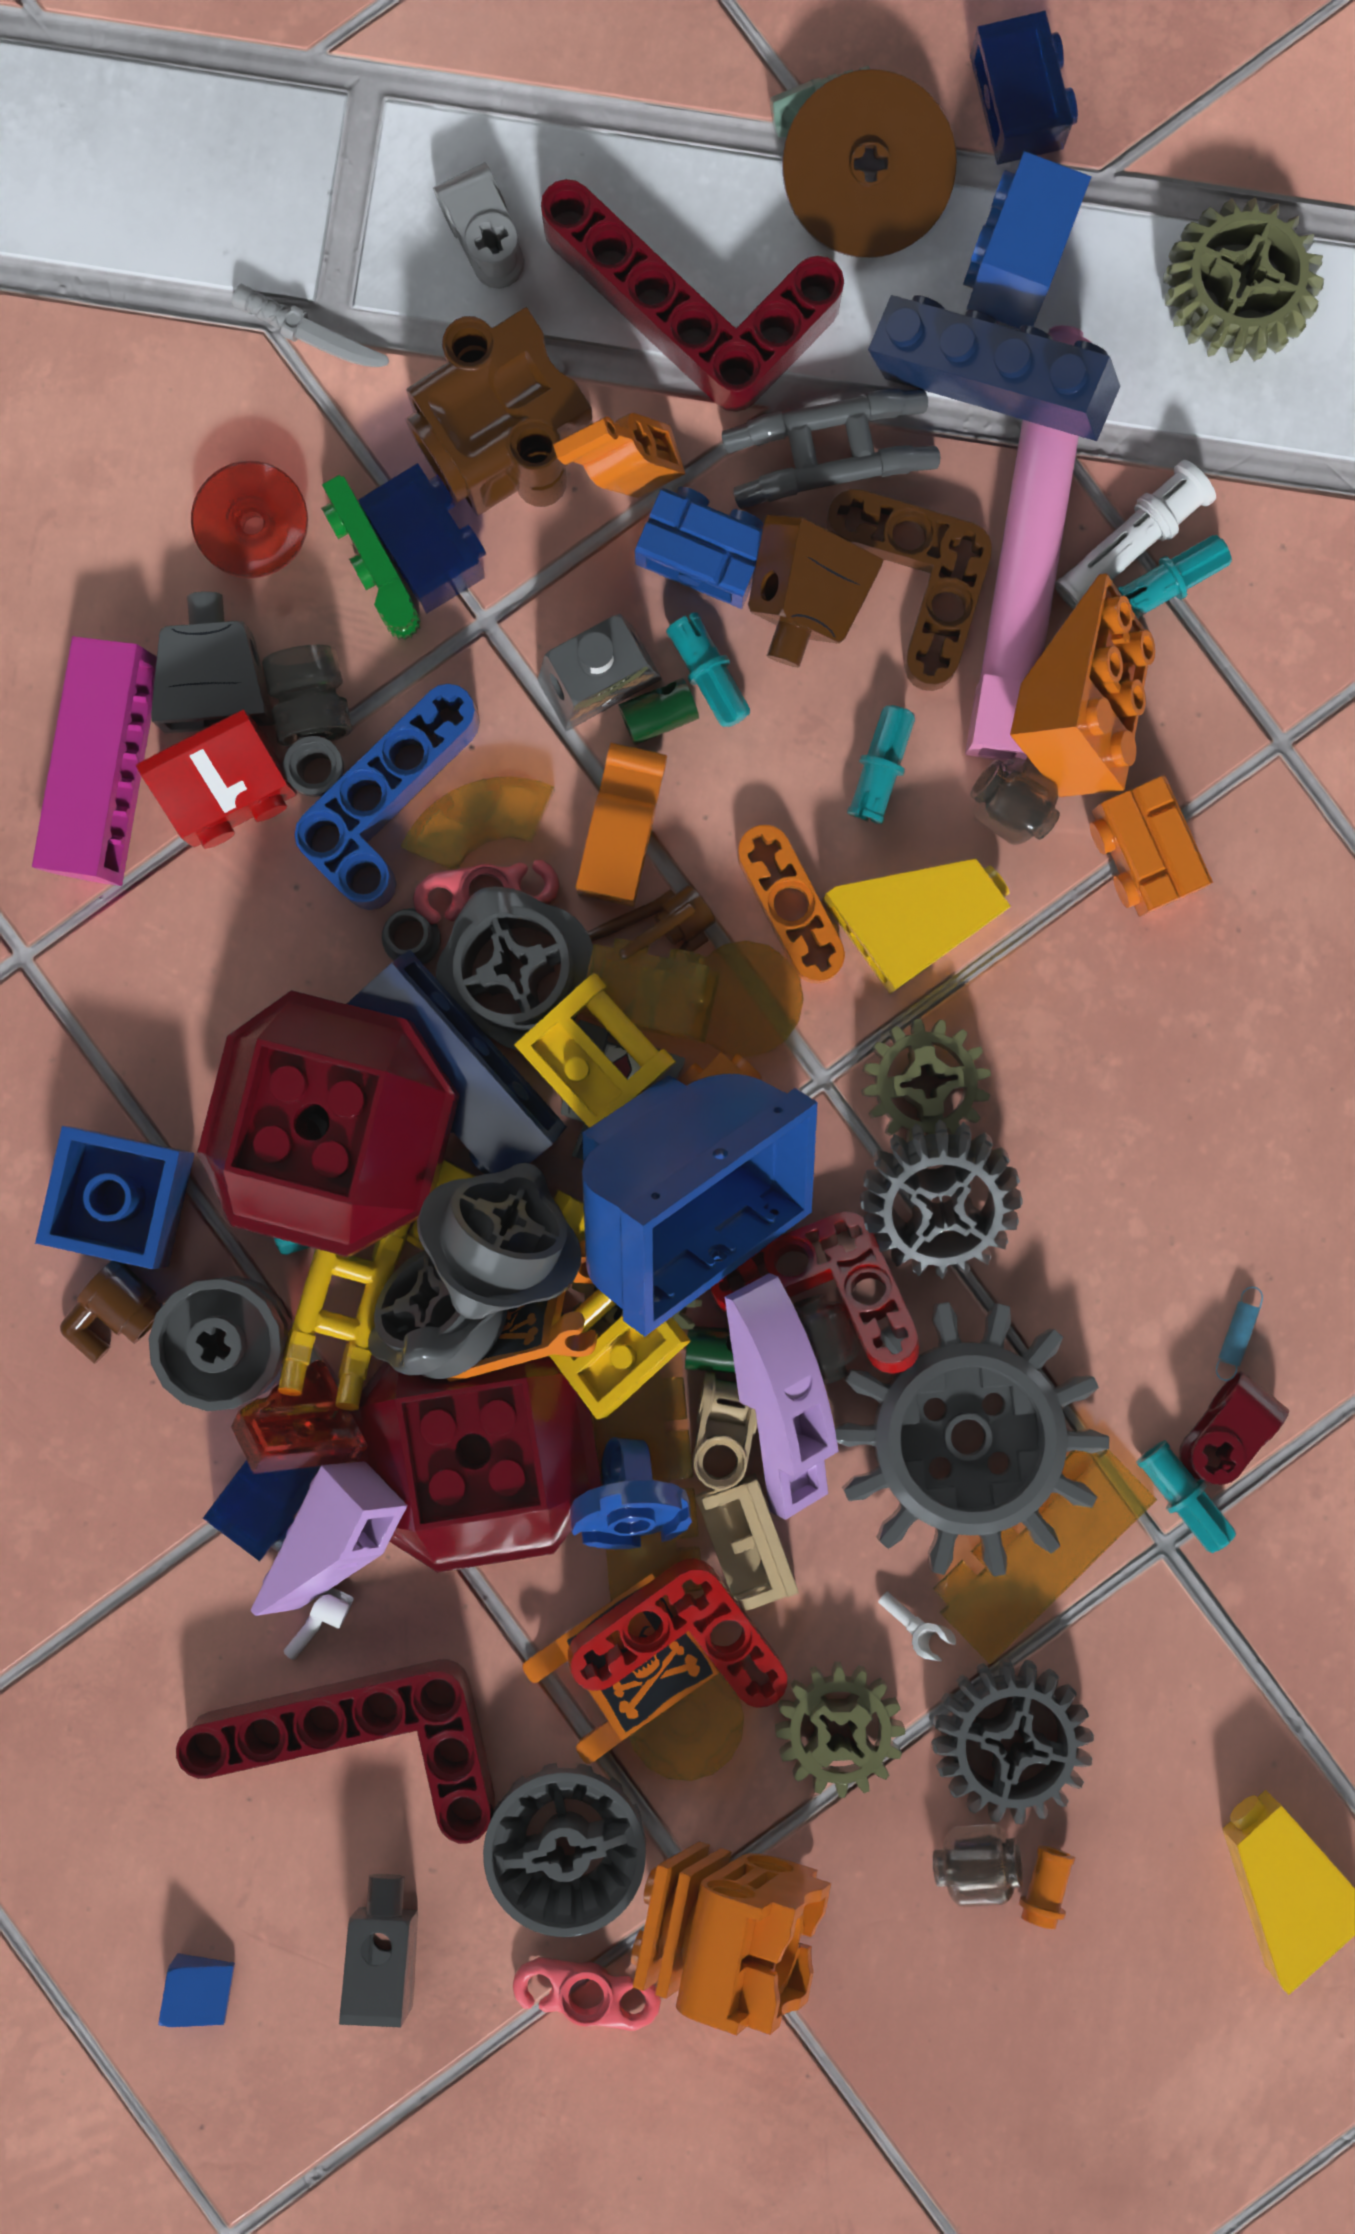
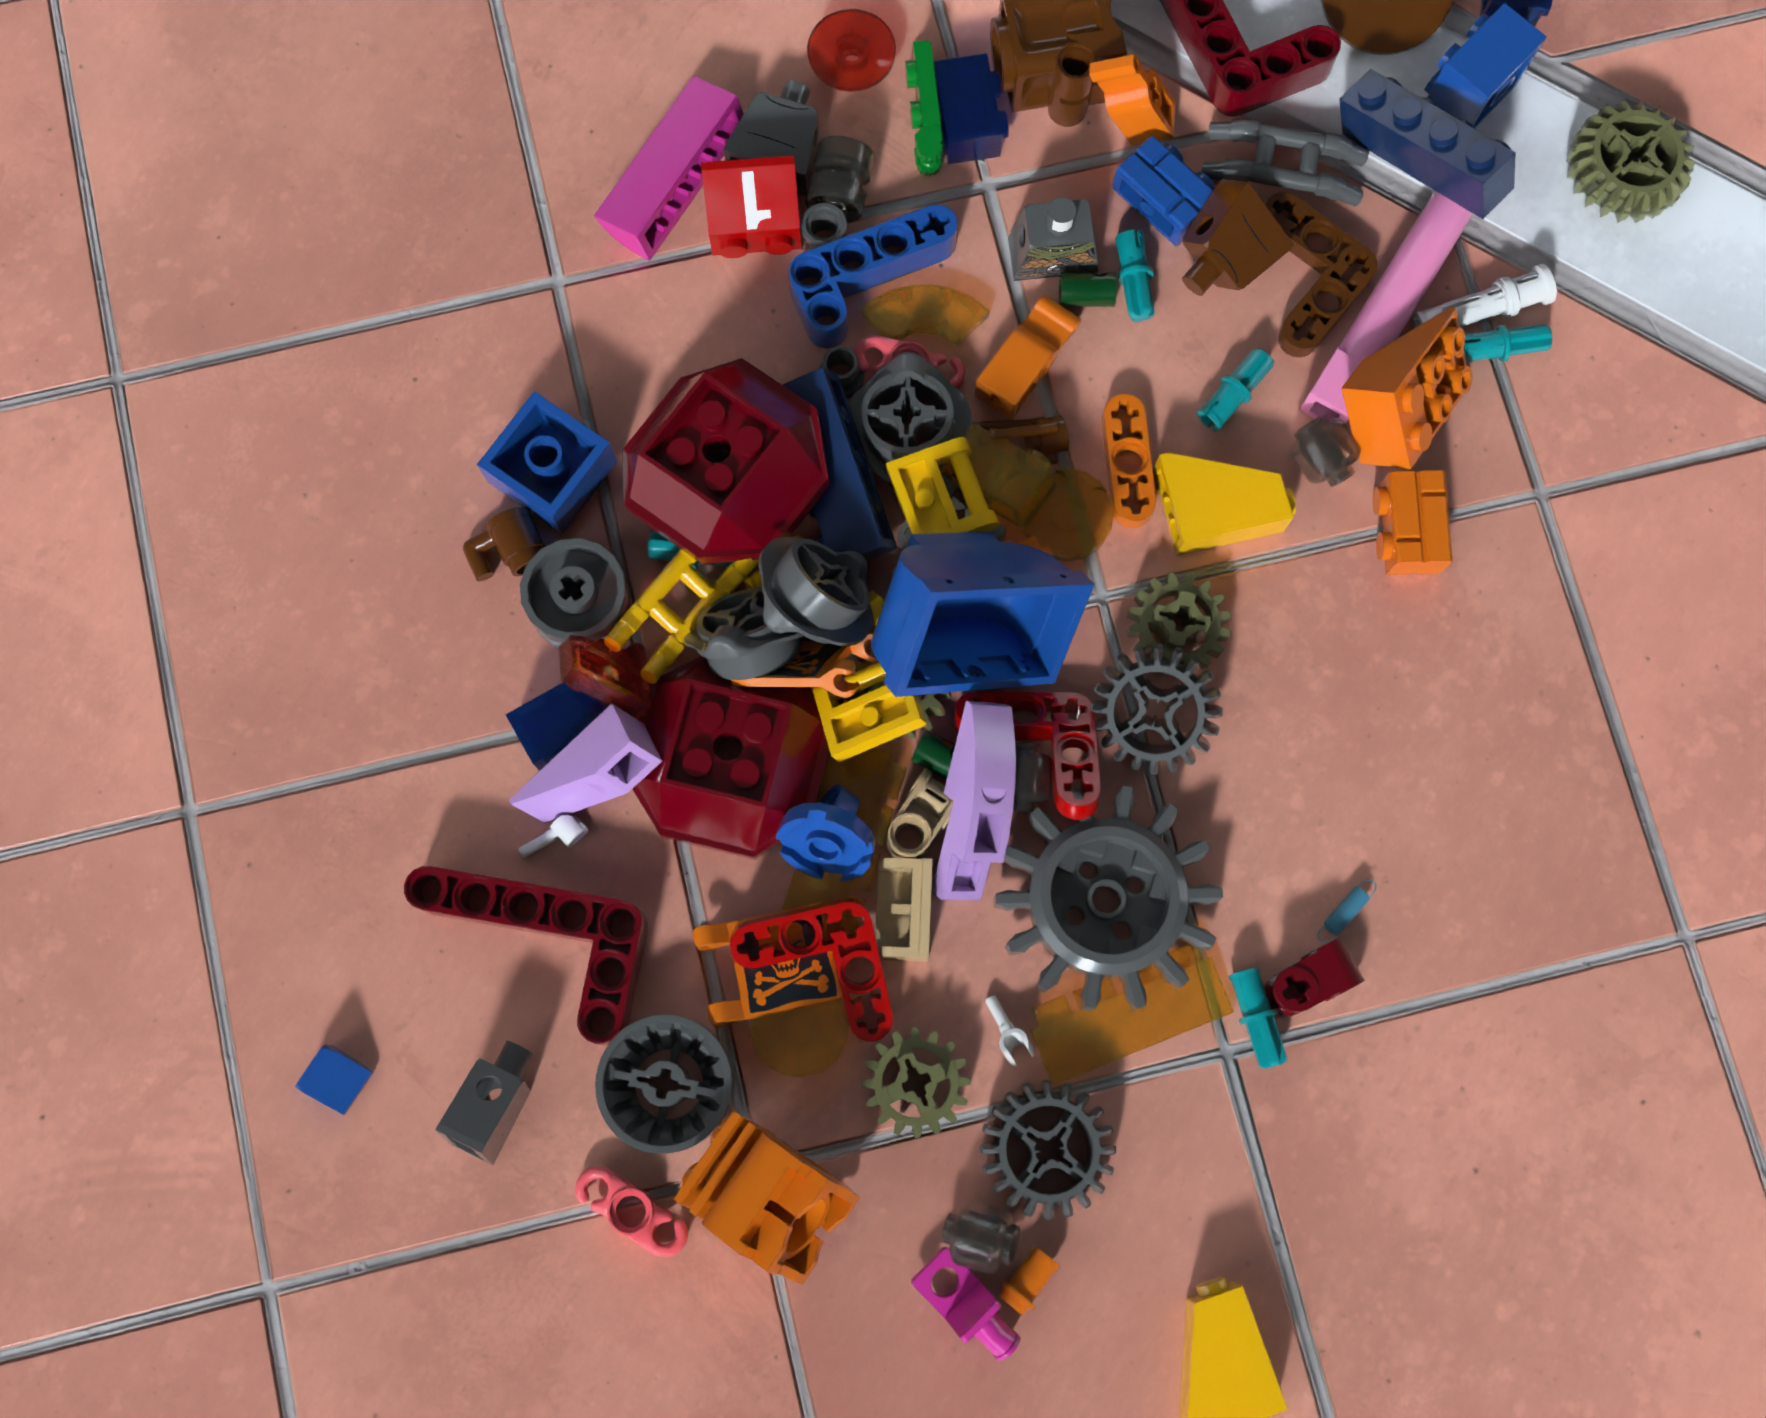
camera: 25 degrees right, 10 degrees down
(994, 1945) = (968, 1308): none -> dark pink bracket

